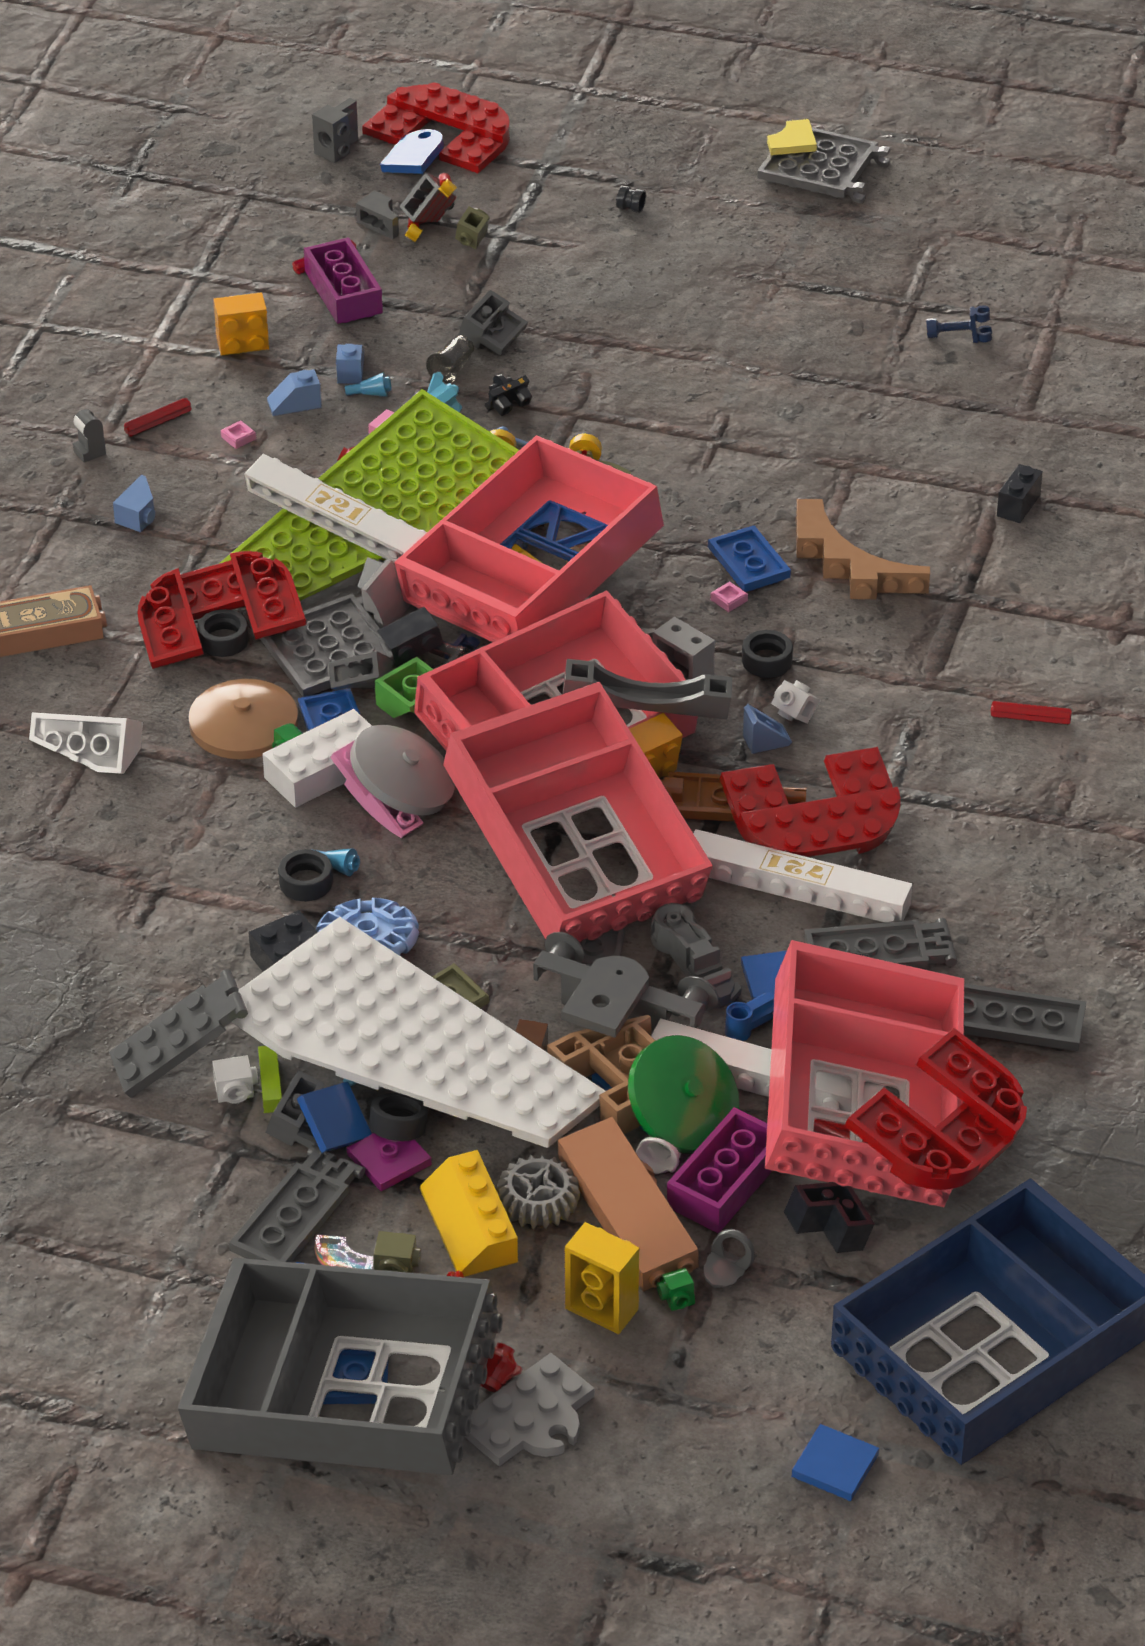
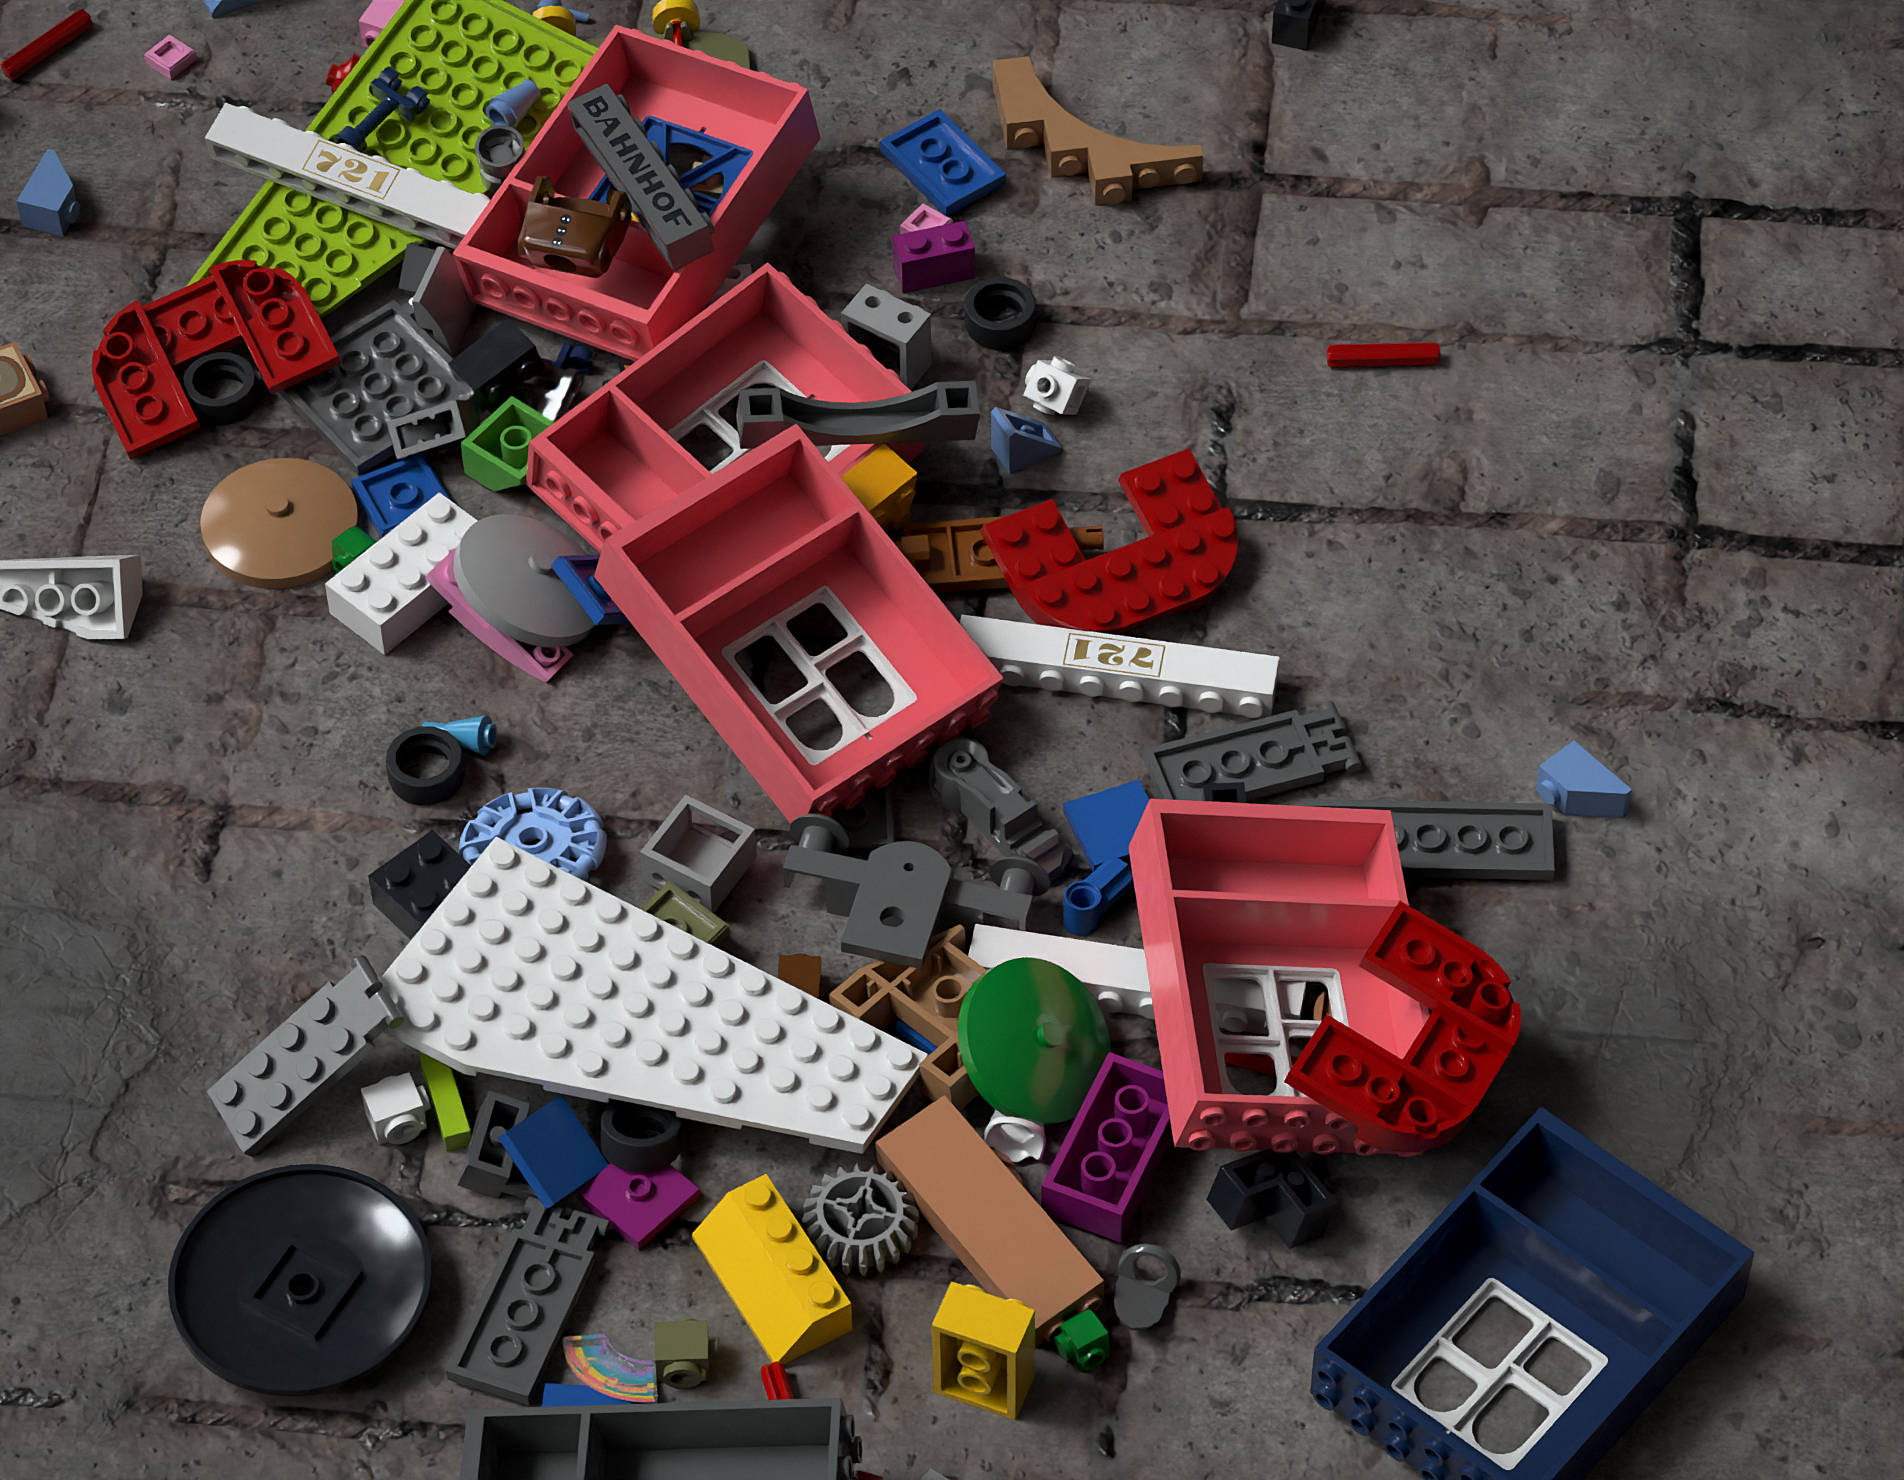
camera: 10 degrees left, 10 degrees up
(159, 1140) = (289, 1229): none -> black dish
(373, 461) = (385, 89): none -> dark blue bar
(438, 504) = (497, 154): none -> flat silver wheel
(441, 780) = (578, 576): none -> blue tile
(457, 479) = (512, 104): none -> medium blue cone
(476, 954) = (696, 858): none -> light grey piece
(477, 556) = (572, 232): none -> reddish brown piece
(531, 526) = (638, 169): none -> dark grey brick
(728, 613) = (933, 256): none -> magenta brick
(1111, 993) = (1582, 785): none -> medium blue slope

